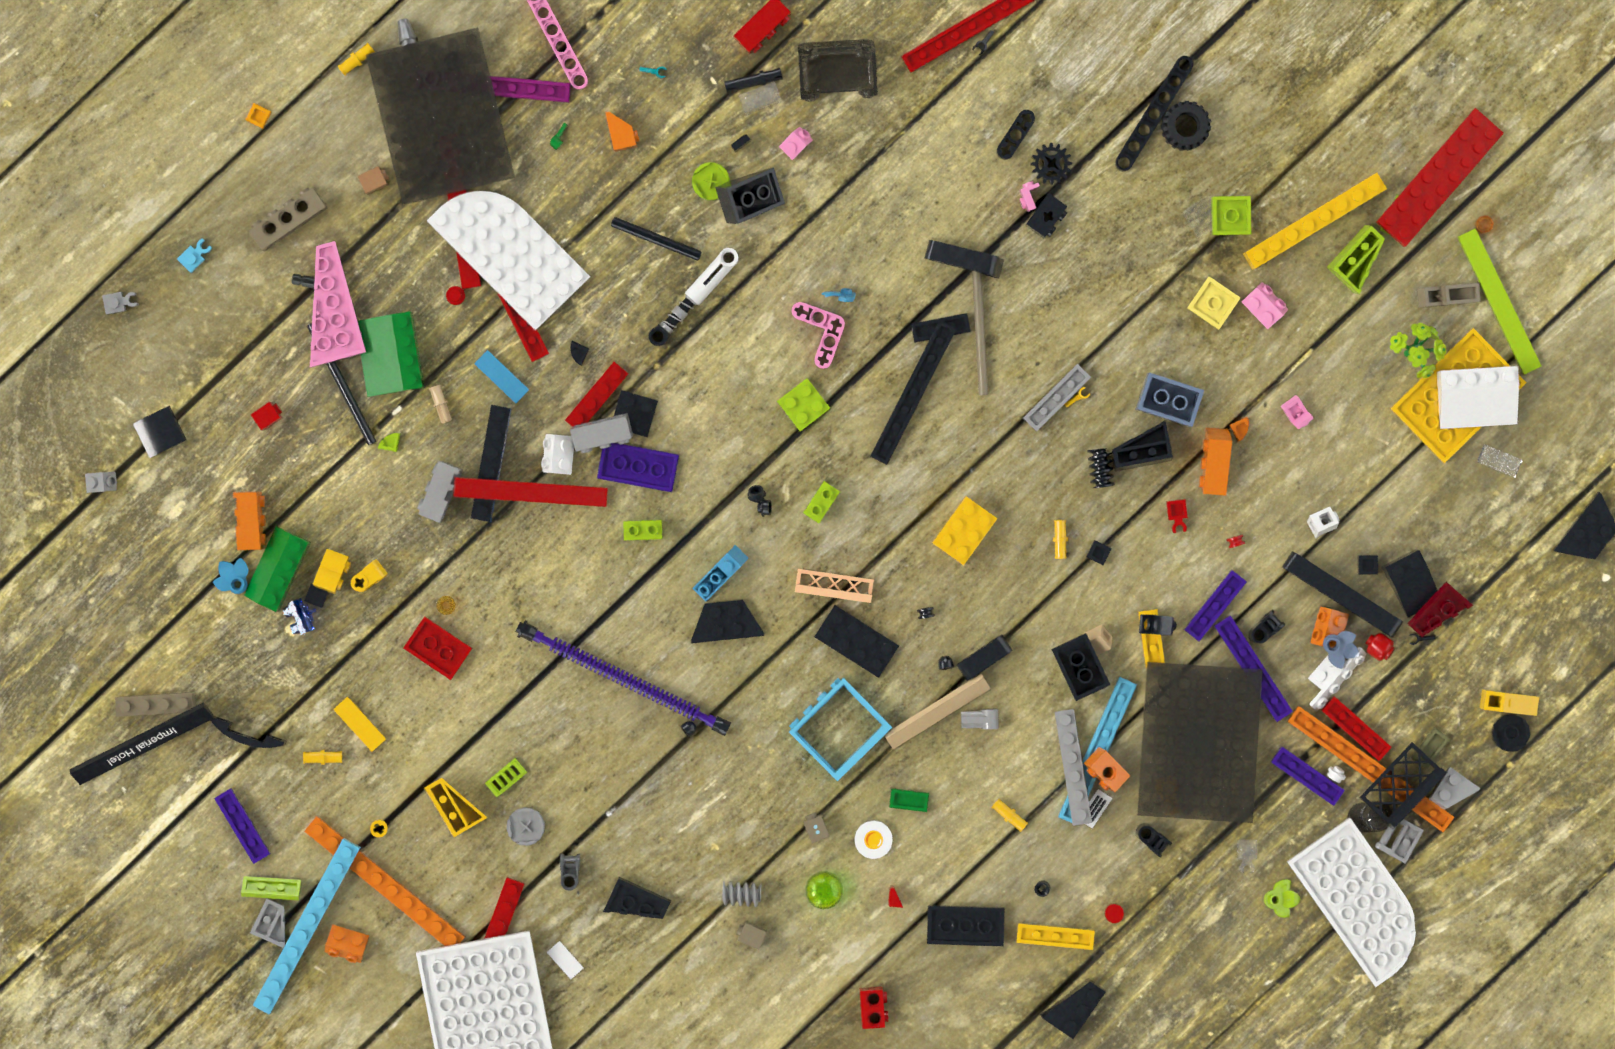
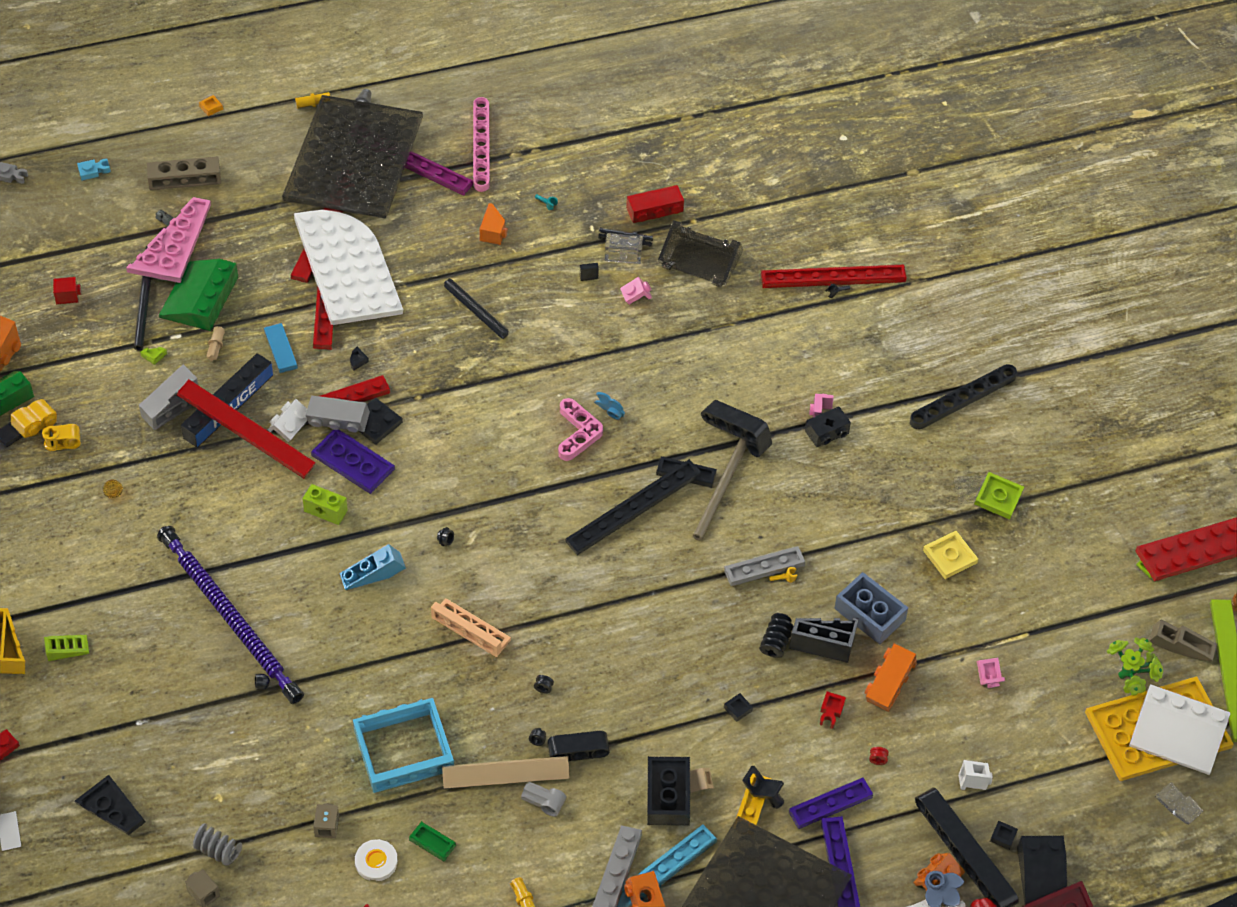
camera: 25 degrees right, 35 degrees down
(373, 180) = (270, 176): medium nougat brick -> none
(437, 648) = (81, 517): red plate -> none
(455, 295) = (282, 277): red plate -> none
(525, 826) = (55, 696): light grey tile -> none
(555, 141) = (436, 212): green hand -> none
(569, 869) = (71, 748): dark grey piece -> none
(695, 295) = (525, 345): piece -> none
(708, 177) = (547, 290): lime tile -> none
(725, 622) = (351, 612): black wing -> none
(749, 196) = (574, 306): black slope -> none
(756, 493) = (443, 521): black plate -> none
(803, 404) = (529, 476): lime plate -> none
(821, 502) = (499, 552): lime brick -> none
(824, 890) = (299, 883): clear neon green cylinder -> none
(856, 641) = (464, 681): black plate -> none
(964, 530) = (619, 631): yellow brick -> none
(1028, 125) = (835, 355): black beam -> none
(1057, 170) = (852, 392): black gear -> none
(1060, 539) = (707, 680): yellow pin -> none
(1197, 113) = (991, 400): black tyre -> none
(1240, 428) = (928, 666): orange tile -> none
(1265, 305) = (998, 576): bright pink bracket -> none
(1267, 627) = (876, 845): black piece -> none
(1314, 221) = (1076, 529): yellow brick -> none
(1356, 258) = (1103, 572): lime wedge -> none

